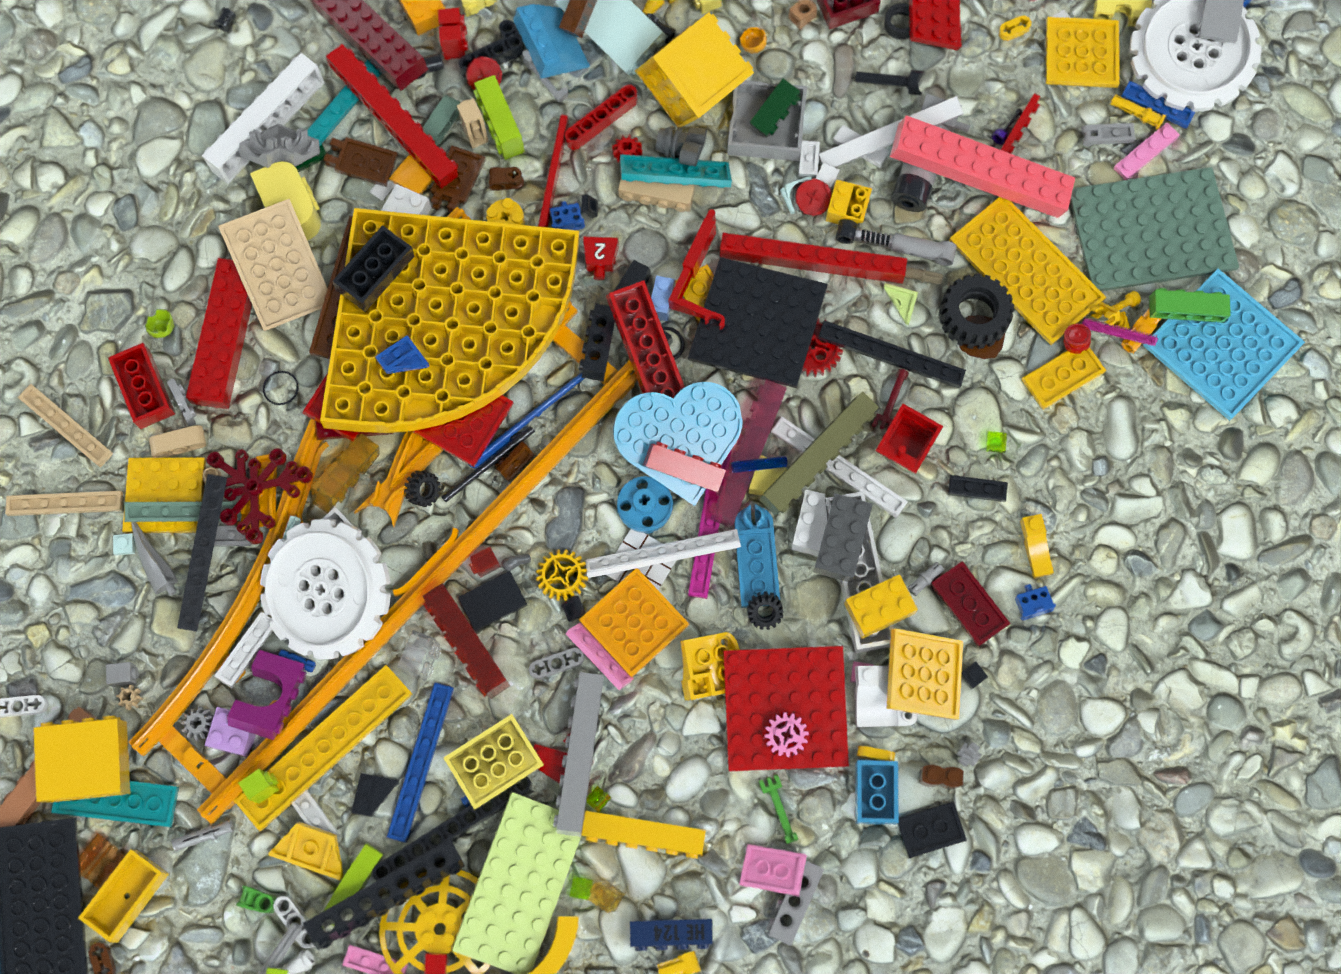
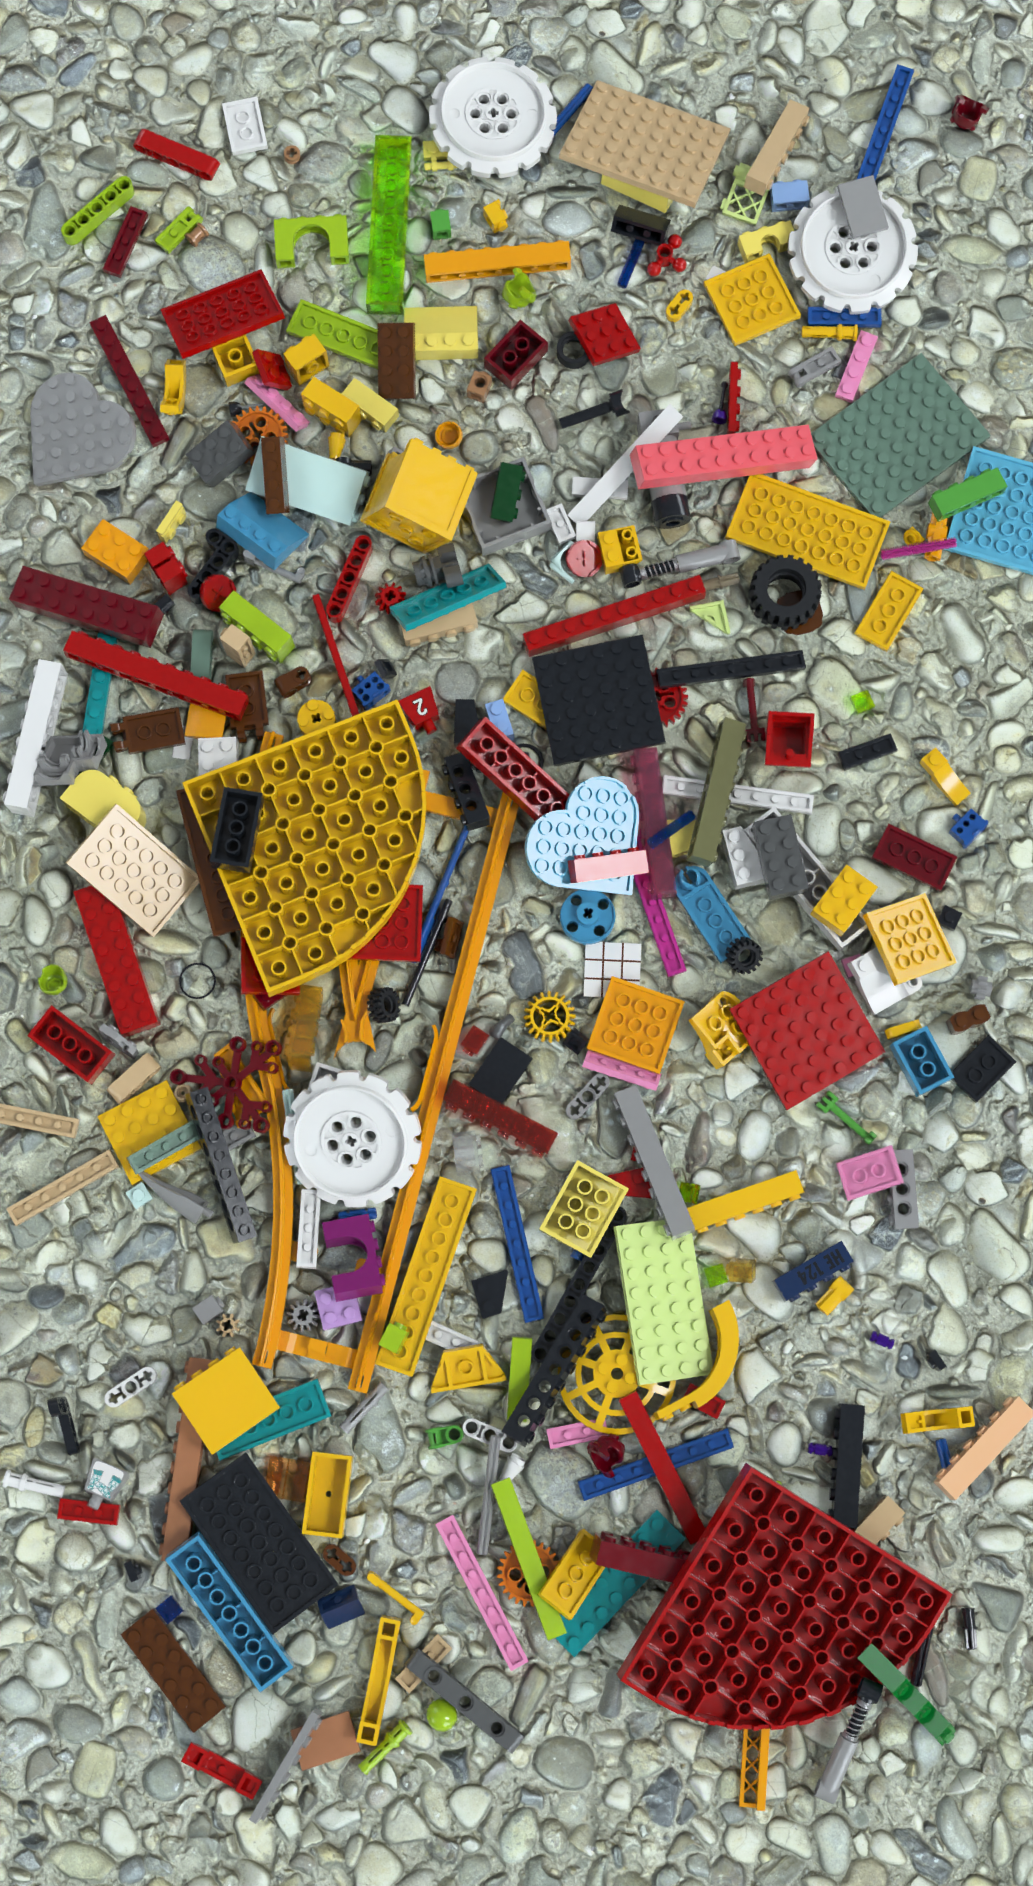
camera: 30 degrees left, 5 degrees up
(401, 357) = (308, 897): blue wing -> none
(662, 553) = (627, 951): white tile -> none
(690, 269) = (512, 685): red hinge -> none
(790, 721) = (821, 1045): bright pink gear -> none
(925, 578) = (865, 854): light grey pin -> none
(1077, 338) = (885, 572): red wheel -> none
(1113, 312) = (903, 533): yellow bar -> none

